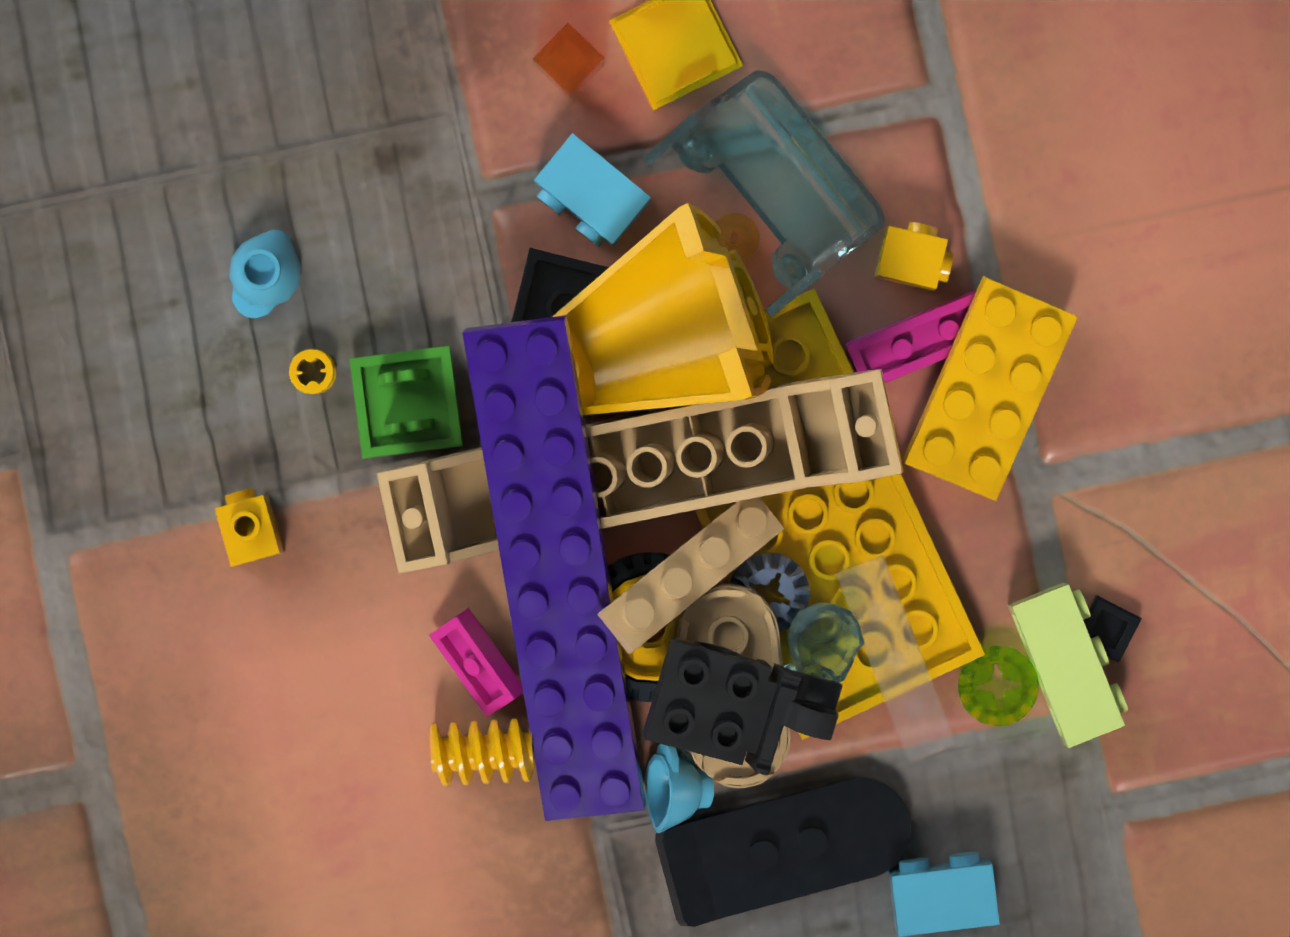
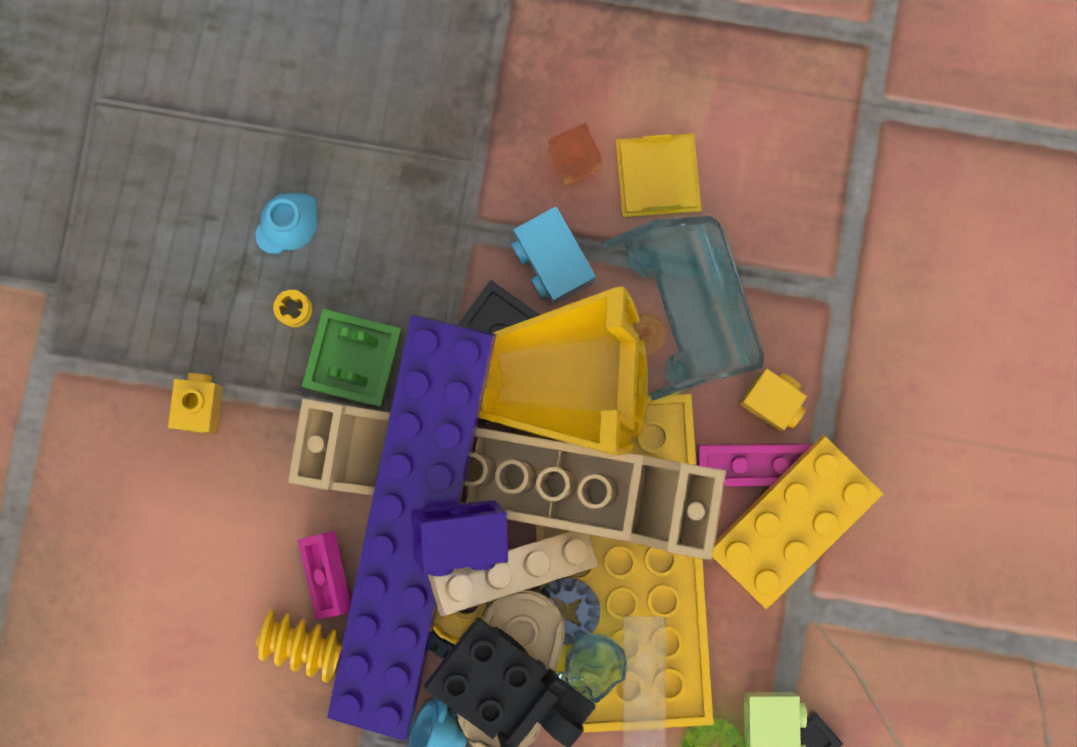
camera: 20 degrees right, 5 degrees down
(616, 557) = (459, 537): none -> dark purple brick

